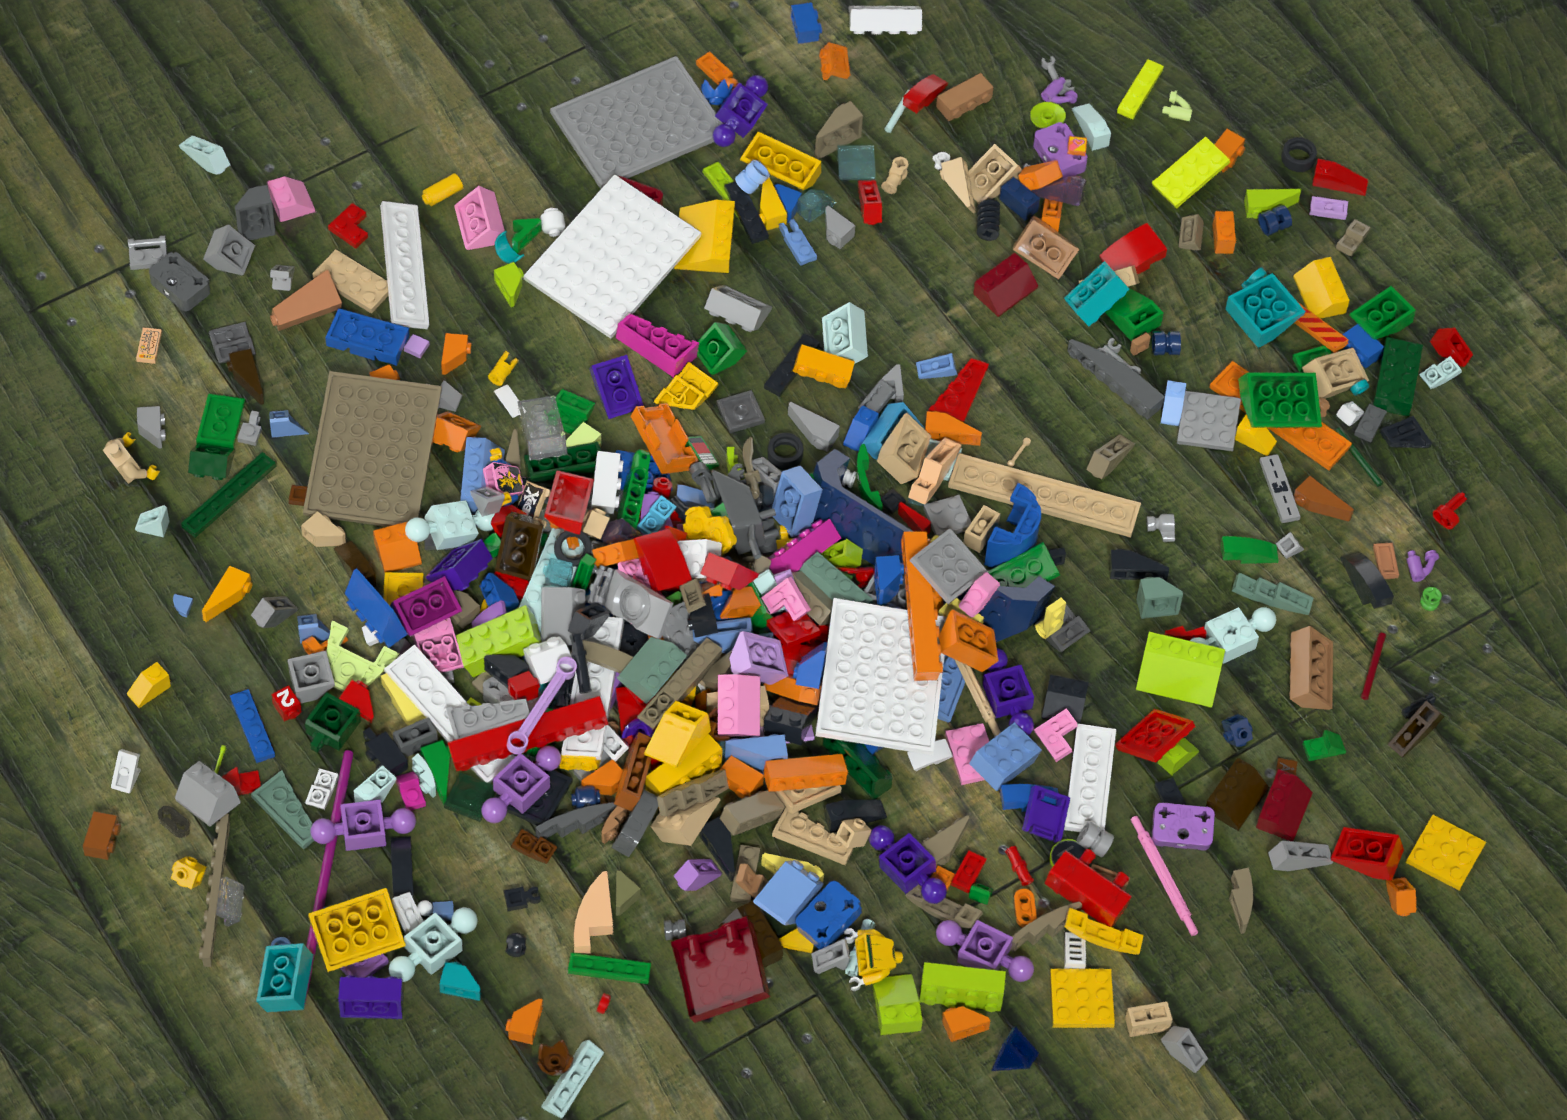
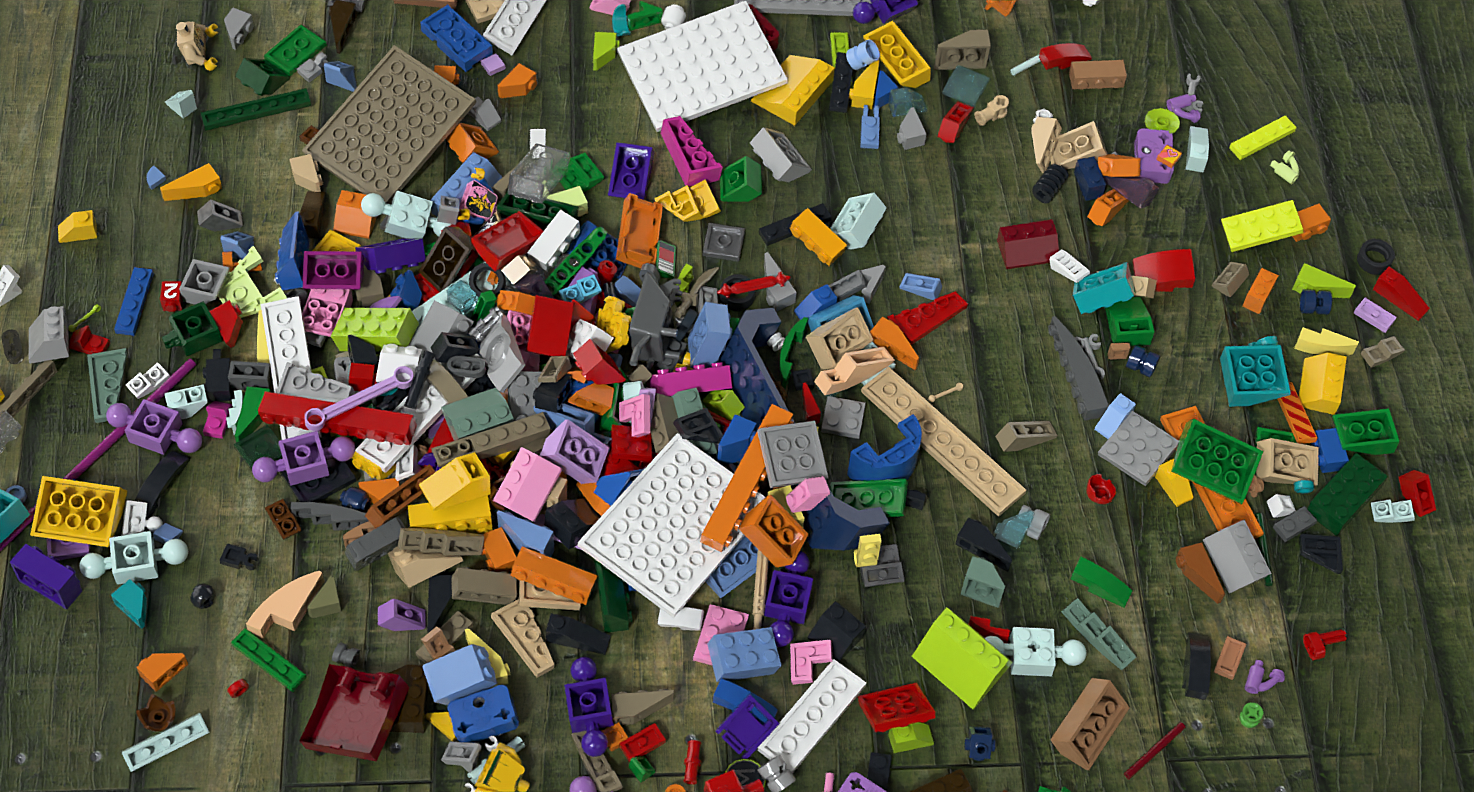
camera: 30 degrees right, 0 degrees up
(502, 370) = (546, 114): yellow hinge -> none
(611, 631) = (467, 366): none -> dark grey plate
(800, 437) = (752, 285): none -> red wheel
(848, 584) = (698, 427): none -> black wing
(853, 833) = (560, 652): tan brick -> none
(981, 528) = (869, 433): tan brick -> none
(1042, 284) = (1058, 263): none -> white slope
(1045, 247) = (1083, 227): medium nougat slope -> none
(1153, 541) = (1014, 528): none -> clear light blue slope
(1200, 472) = (1100, 490): none -> red hair
(1279, 488) = (1168, 541): light grey tile -> none
(1289, 545) = (1145, 597): light grey slope -> none
(1303, 253) = (1325, 342): none -> light yellow slope
(1344, 473) = (1236, 556): none -> light grey slope

